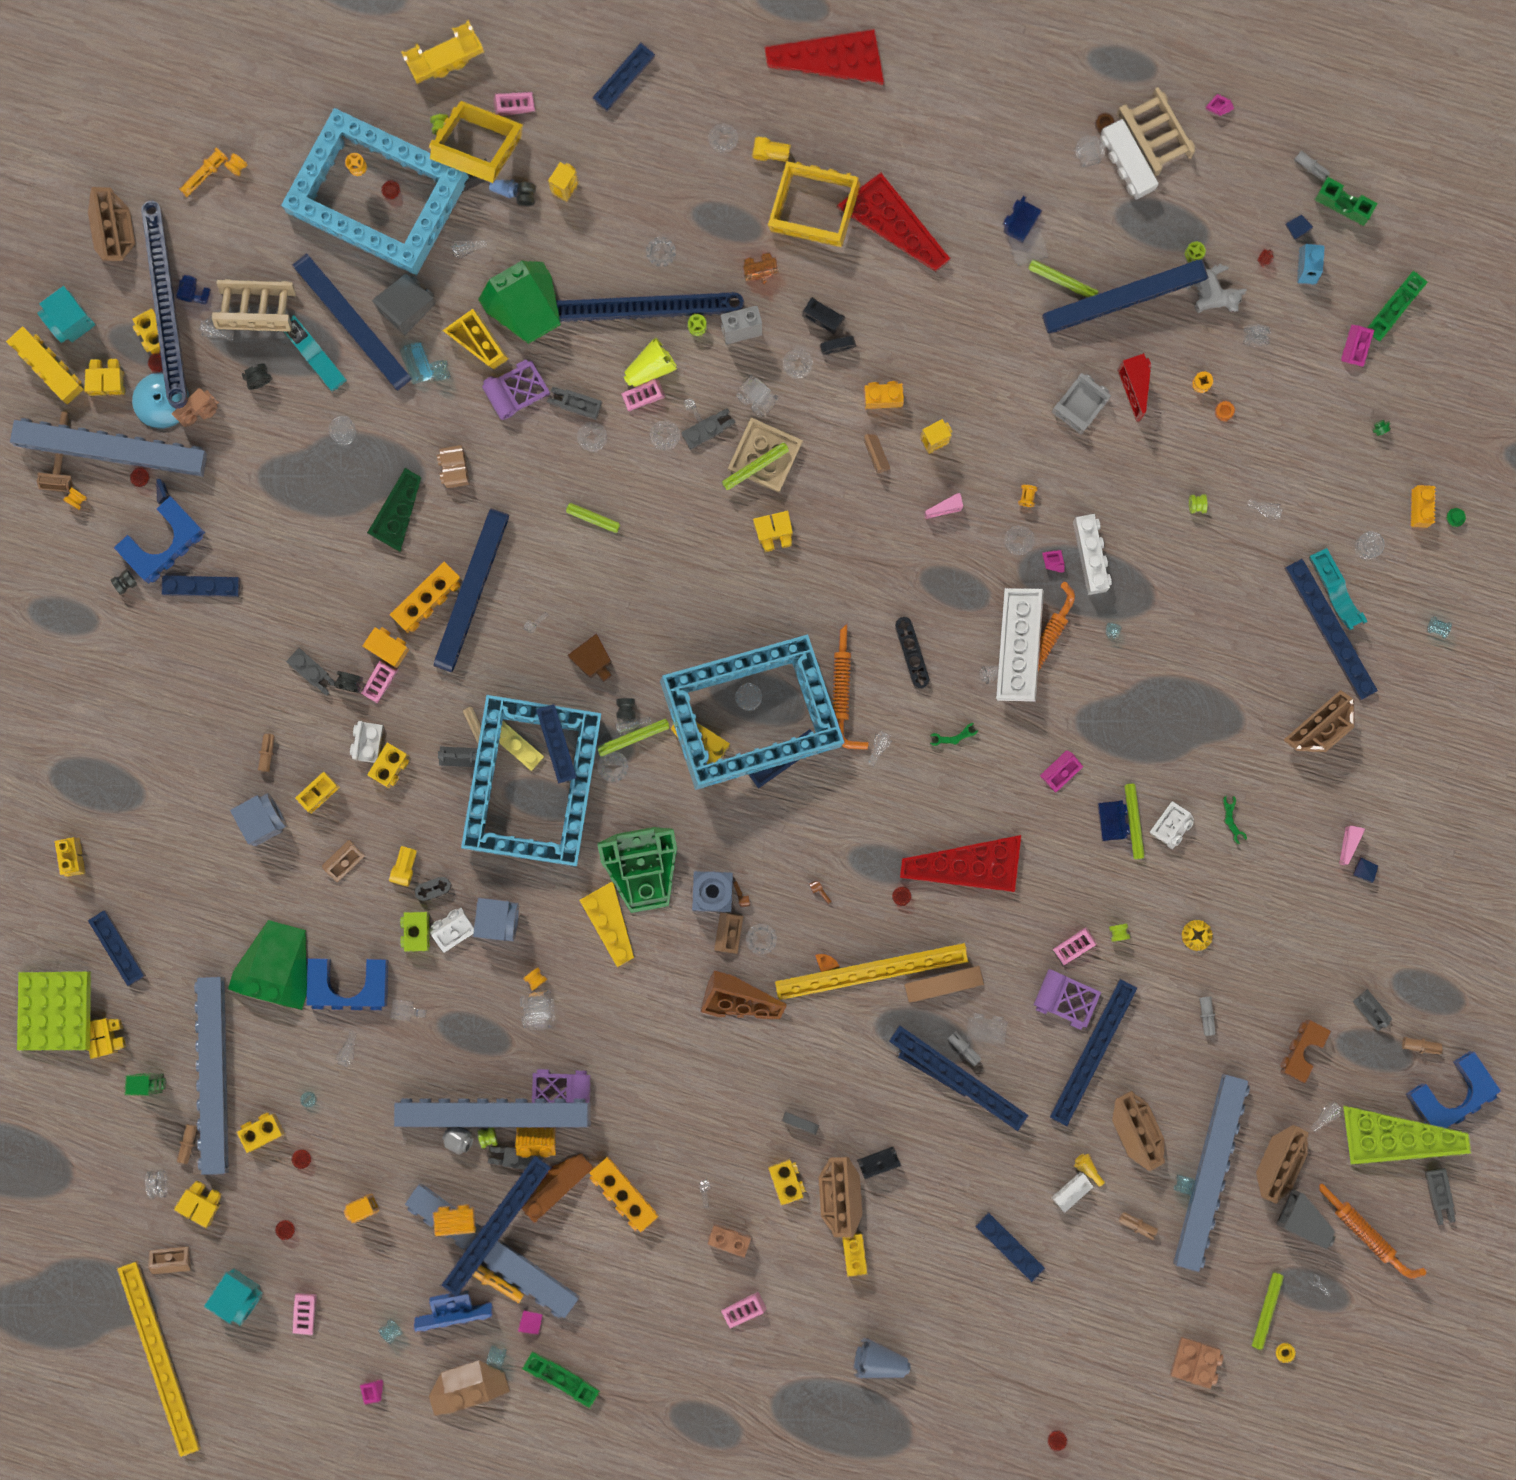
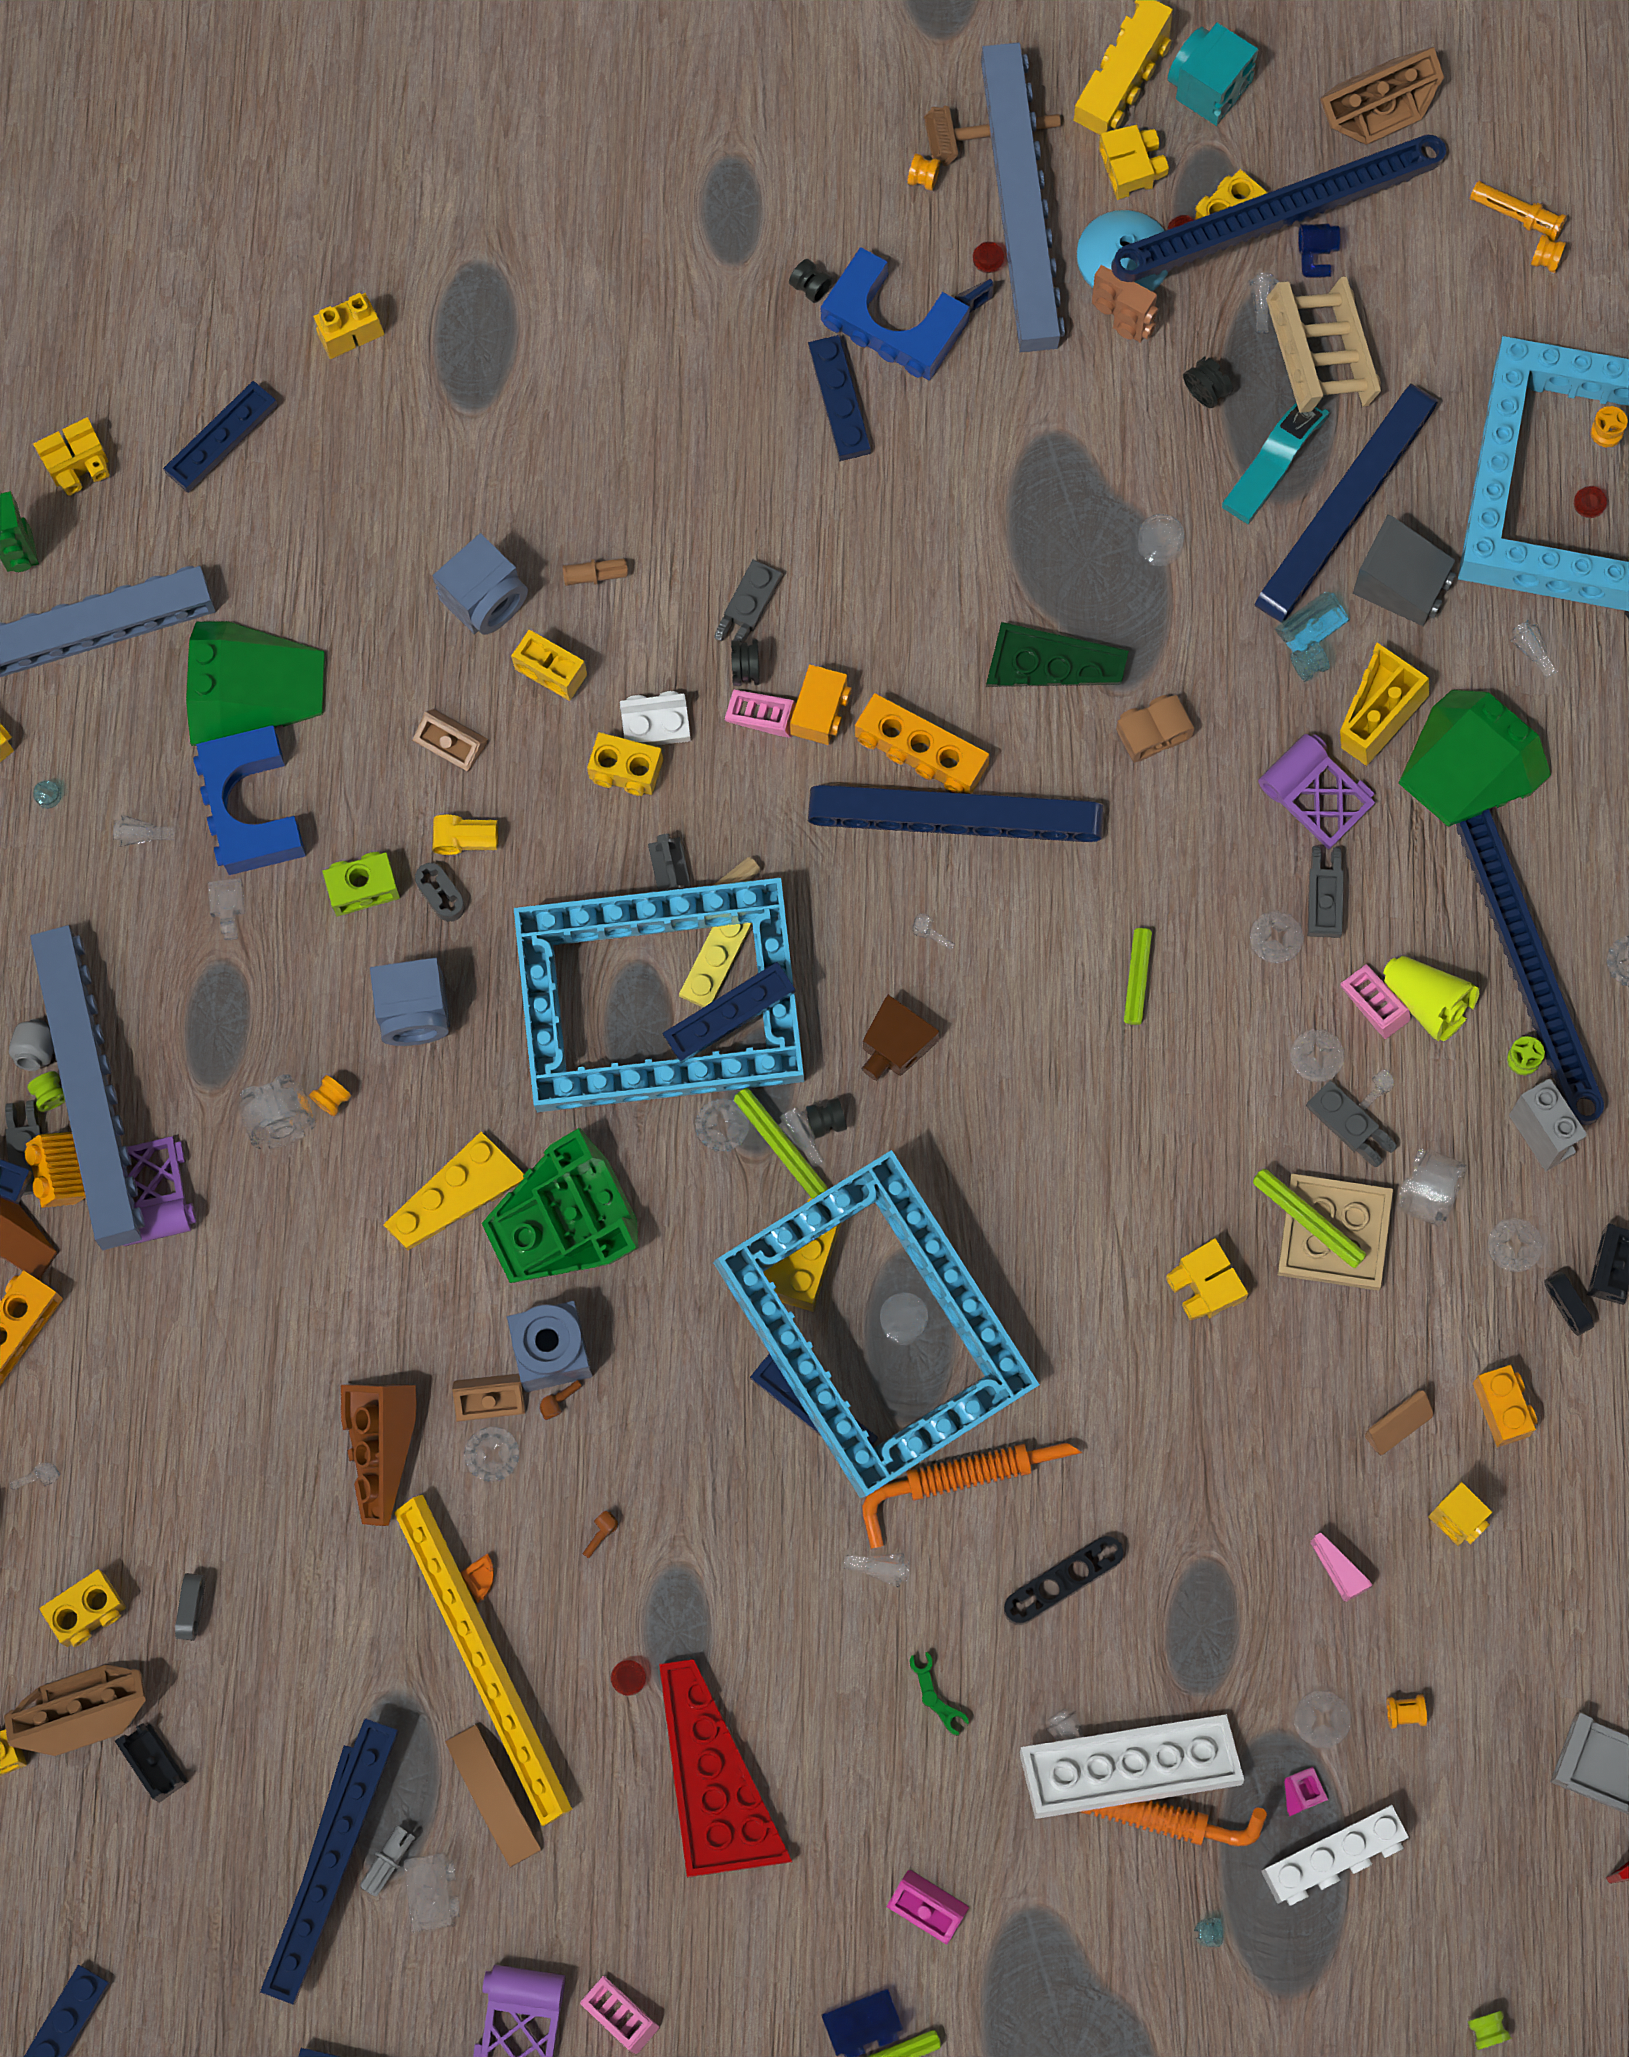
camera: 80 degrees right, 10 degrees down
(54, 1010) = (97, 371): lime plate -> none
(451, 929) = (377, 937): white bracket -> none

